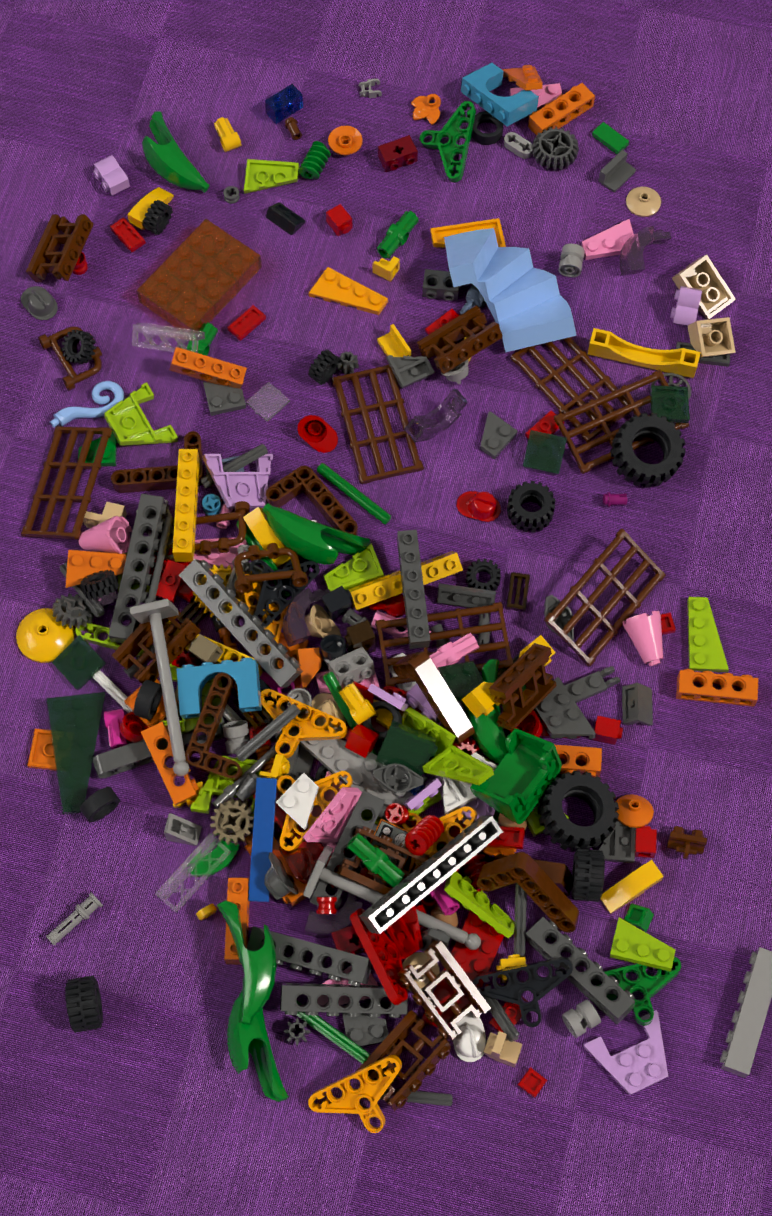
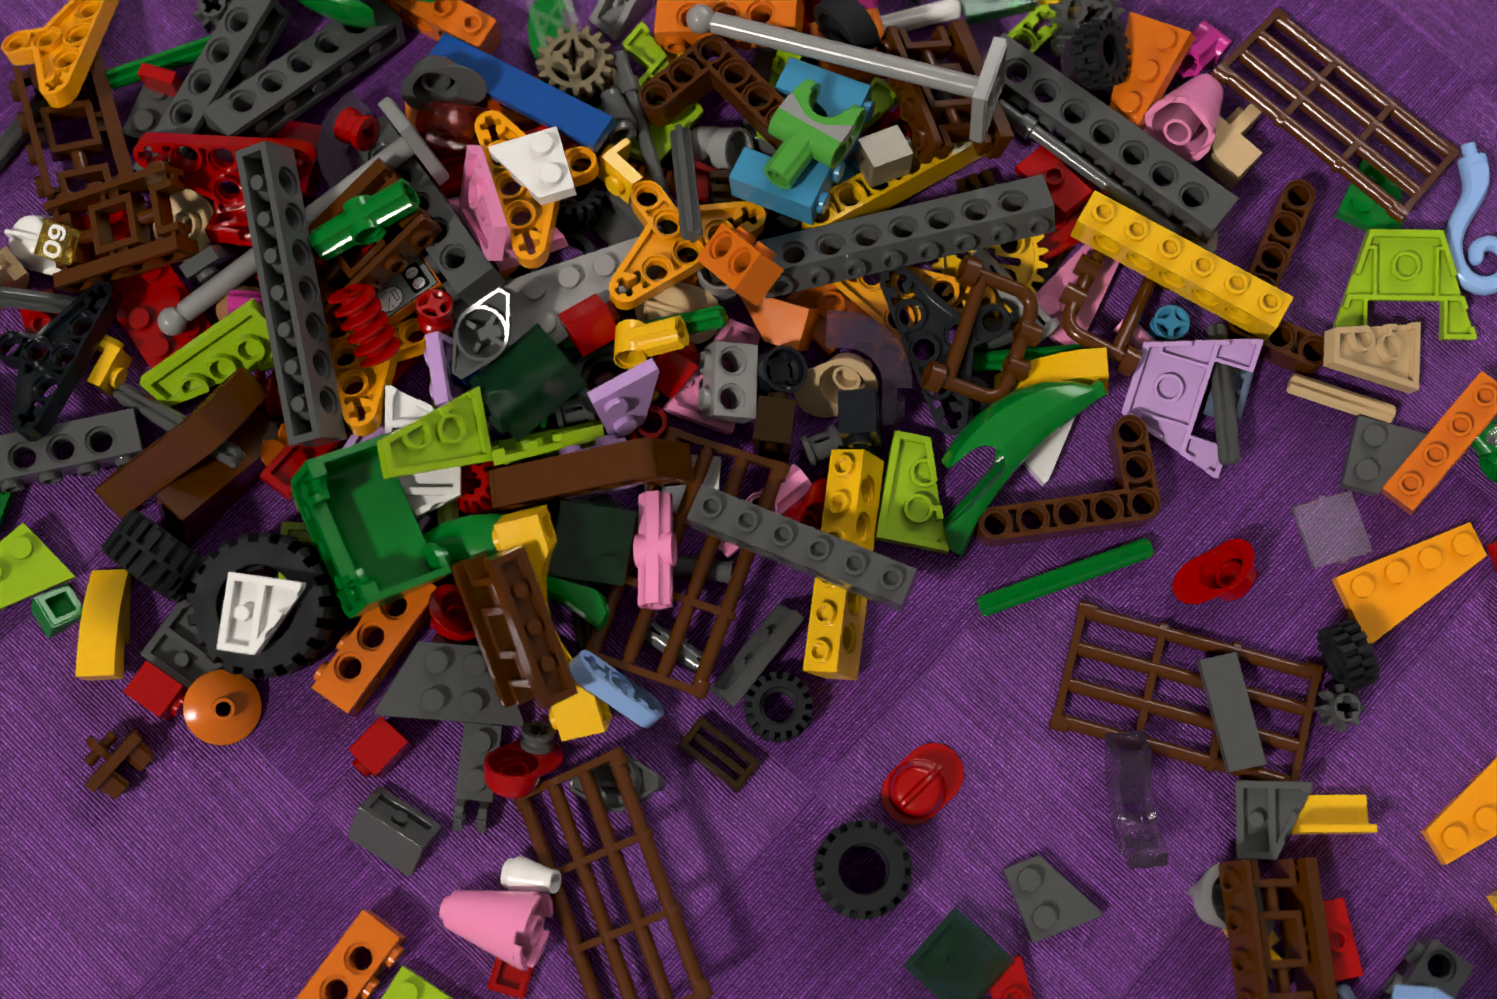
camera: 120 degrees right, 10 degrees up
(59, 552) = (1205, 50): none -> dark pink piece
(177, 414) = (1376, 354): none -> tan wing
(205, 423) = (1340, 398): none -> tan axle
(221, 676) = (809, 135): none -> bright green connector
(276, 365) = (1400, 583): none -> light orange wing
(302, 681) = (740, 264): none -> orange brick
(354, 1034) = (159, 79): none -> red tile
(374, 400) = (1231, 712): none -> dark grey tile
(468, 1018) = (57, 242): none -> clear yellow tile
(519, 639) = (615, 689): none -> light blue beam
(564, 666) = (538, 737): none -> dark grey bush
(576, 664) = (514, 772): none -> red cap
(585, 801) = (254, 610): none -> white wing
(619, 635) = (528, 875): none -> white cone

